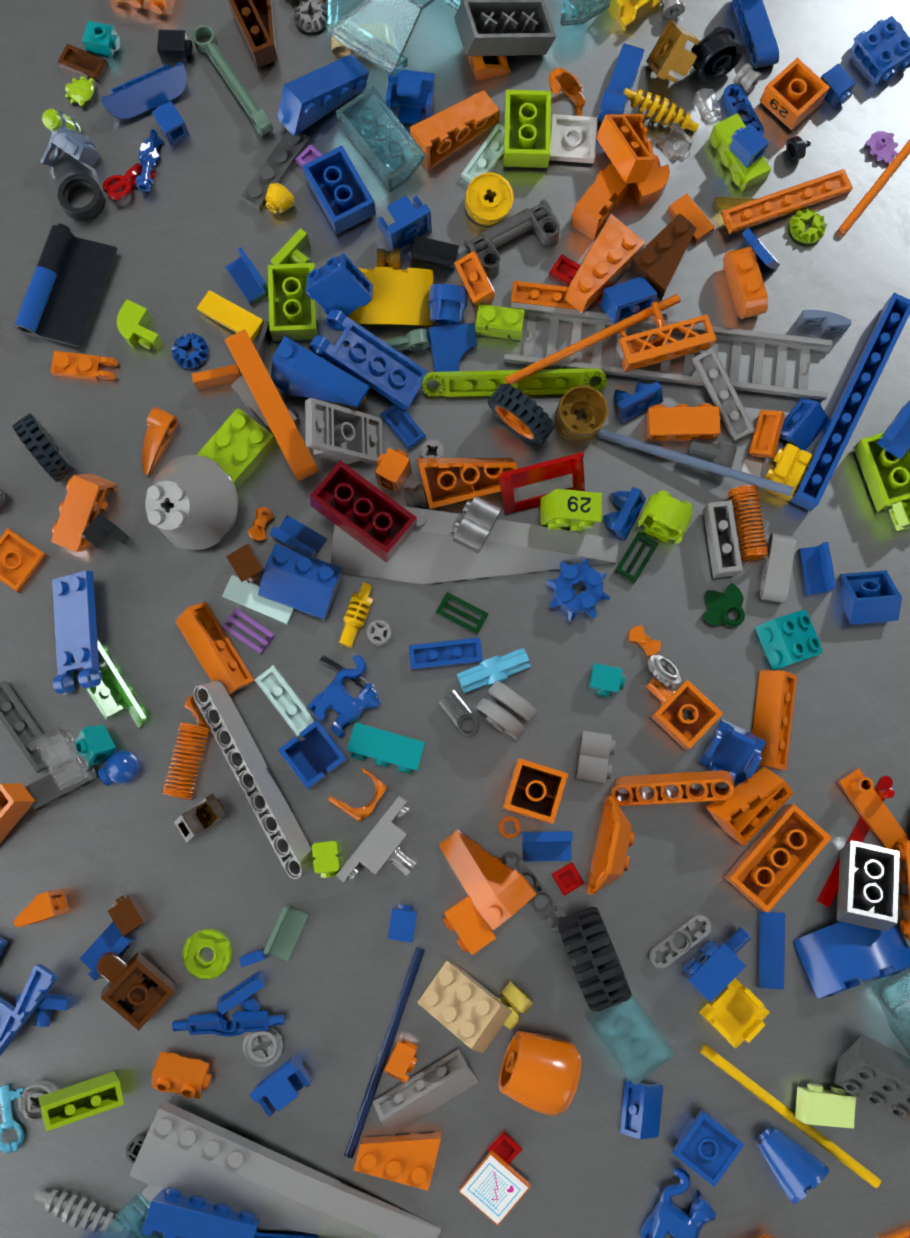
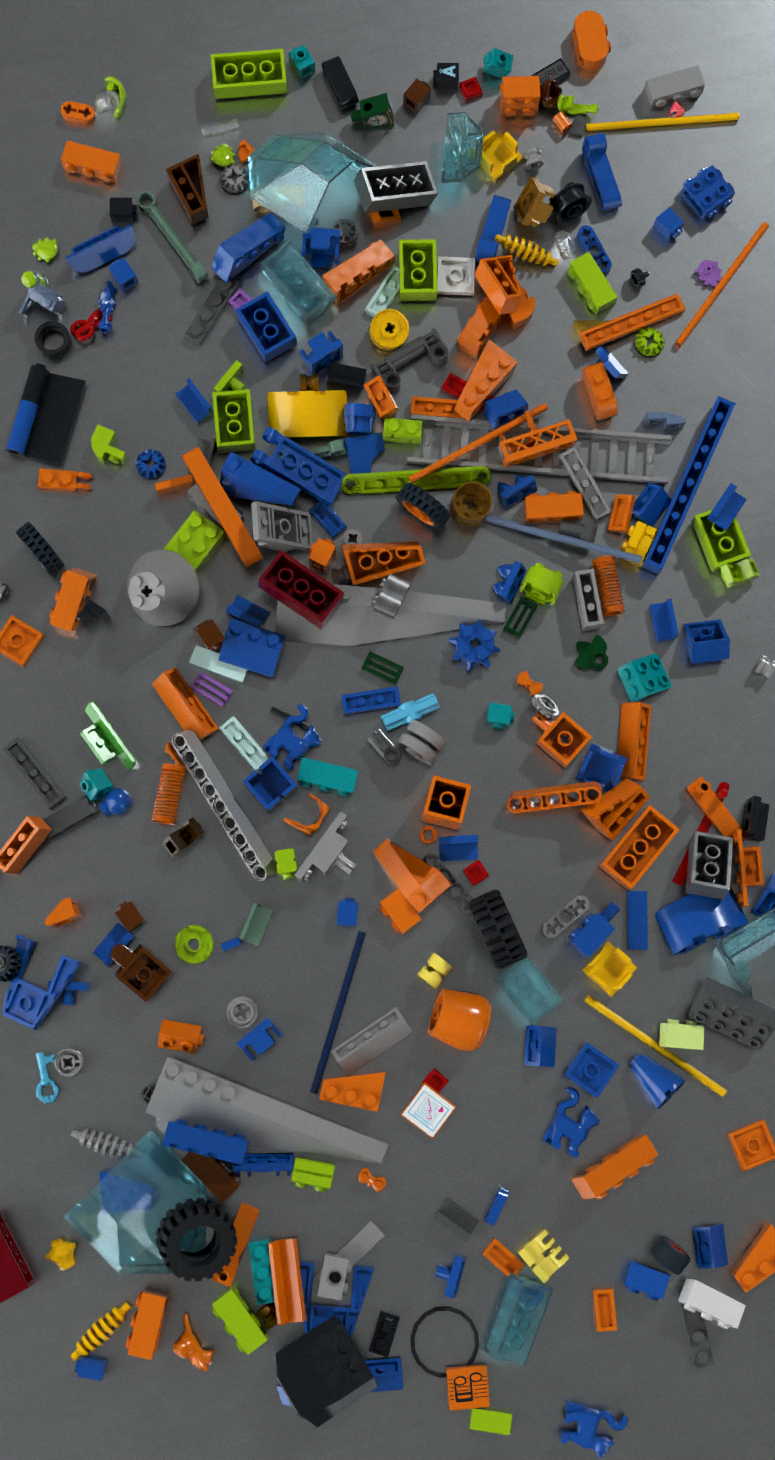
camera: 10 degrees left, 0 degrees up
(61, 757) = (71, 794): clear brick -> none
(75, 631) = (73, 694): hinge -> none
(80, 1101) = (104, 1057): lime brick -> none
(82, 63) = (46, 225): reddish brown tile -> none
(101, 39) = (61, 206): teal brick -> none
(157, 436) = (128, 535): orange piece -> none
(230, 315) = (182, 433): yellow tile -> none
(241, 1022) = (204, 997): blue piece -> none
(242, 995) = (225, 974): blue tile -> none
(257, 531) = (218, 596): orange piece -> none
(278, 198) = (216, 335): yellow cone -> none
(339, 286) = (272, 408): blue brick -> none
(356, 615) = (298, 672): yellow hinge -> none
(377, 629) = (319, 684): light grey wheel -> none
(401, 1061) = (351, 1017): orange brick -> none
(444, 82) = (348, 232): none -> light grey wheel
(464, 1007) = (399, 971): tan brick -> none
(527, 485) = (442, 562): red piece -> none
(569, 84) = (451, 231): orange helmet -> none
(570, 510) = (466, 581): lime brick -> none
(594, 757) = (492, 776): light grey brick -> none
(610, 847) = (509, 845): orange wedge -> none
(663, 254) = (533, 370): reddish brown wedge -> none
(679, 139) = (543, 273): clear window -> none
(692, 213) = (554, 338): orange tile -> none
(747, 78) = (596, 220): light grey wheel -> none
(748, 145) = (597, 279): blue brick -> none
(752, 467) = (610, 541): white sticker -> none
(778, 568) = (633, 621): light grey beam -> none
(794, 93) = (634, 233): orange brick -> none

